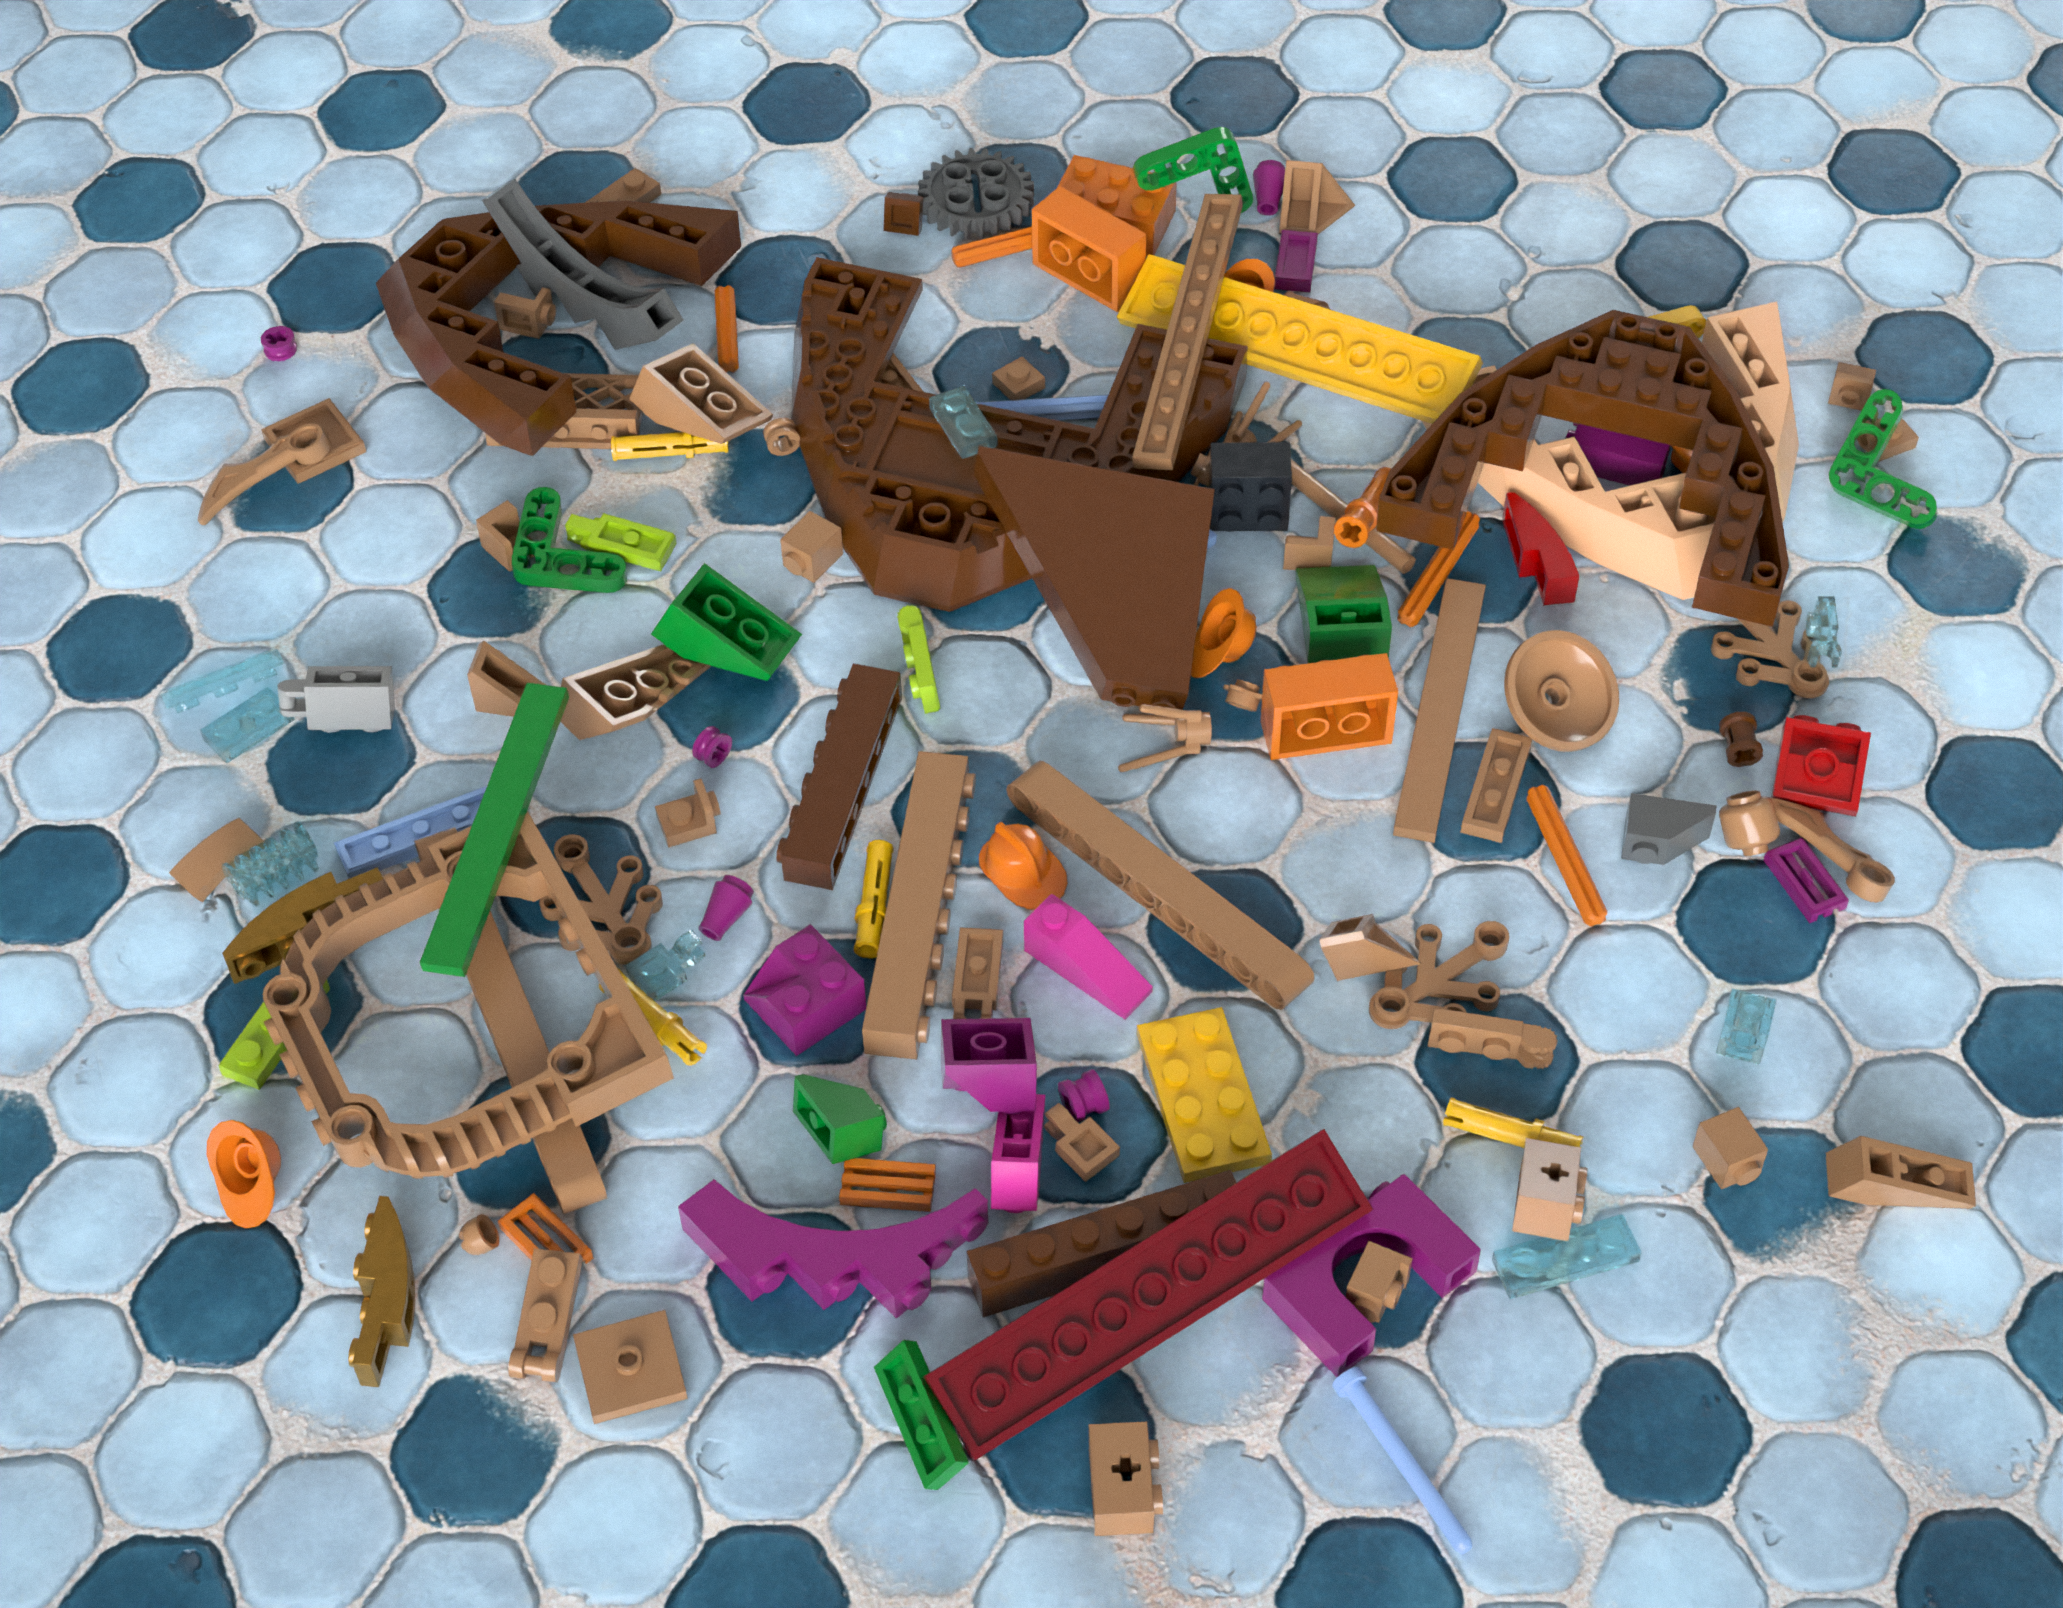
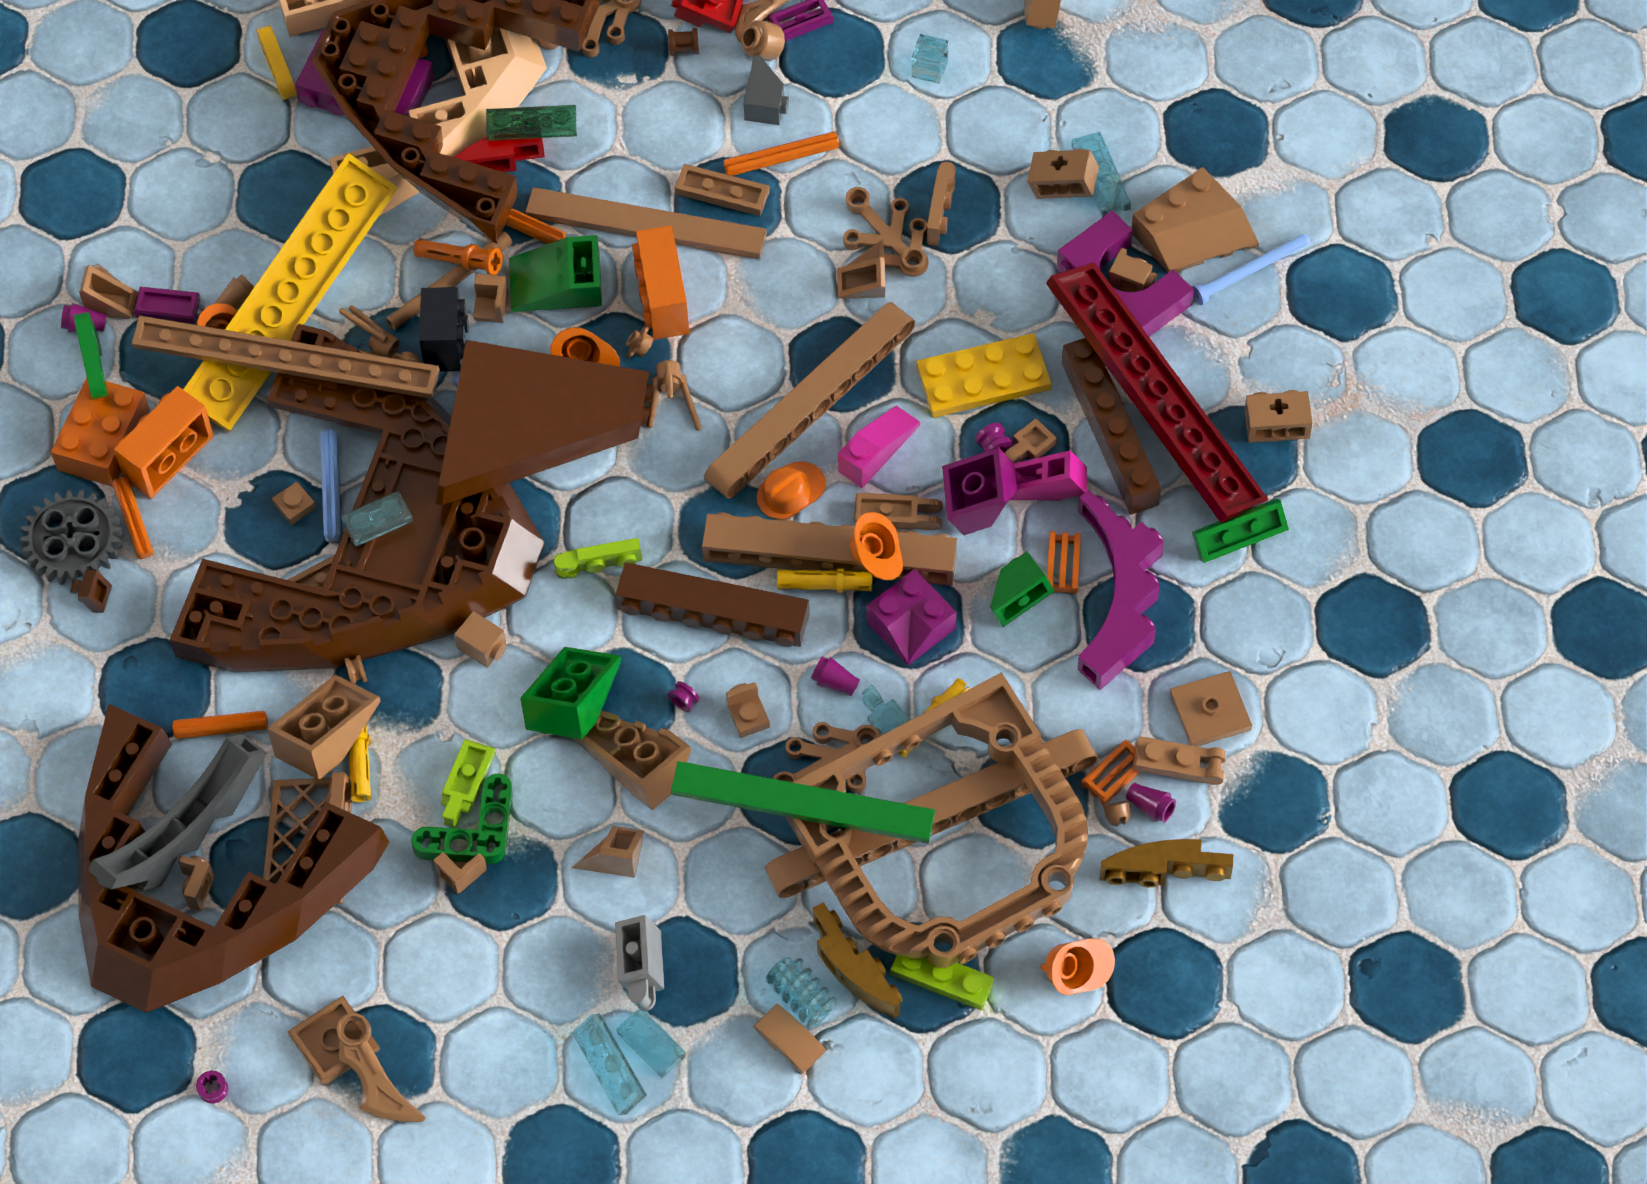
camera: 90 degrees left, 10 degrees up
(395, 840) = (759, 898): light blue tile -> none
(483, 1281) = (1152, 802): none -> magenta cone
(630, 187) = (45, 823): medium nougat plate -> none
(882, 920) = (877, 546): none -> orange piece
(1475, 1372) = (1192, 224): none -> medium nougat wedge
(1503, 1126) = (1015, 185): yellow pin -> none
(1571, 563) = (531, 122): none -> clear green plate
(1576, 680) = (647, 140): medium nougat dish -> none
(1730, 1148) = (1023, 76): medium nougat brick -> none

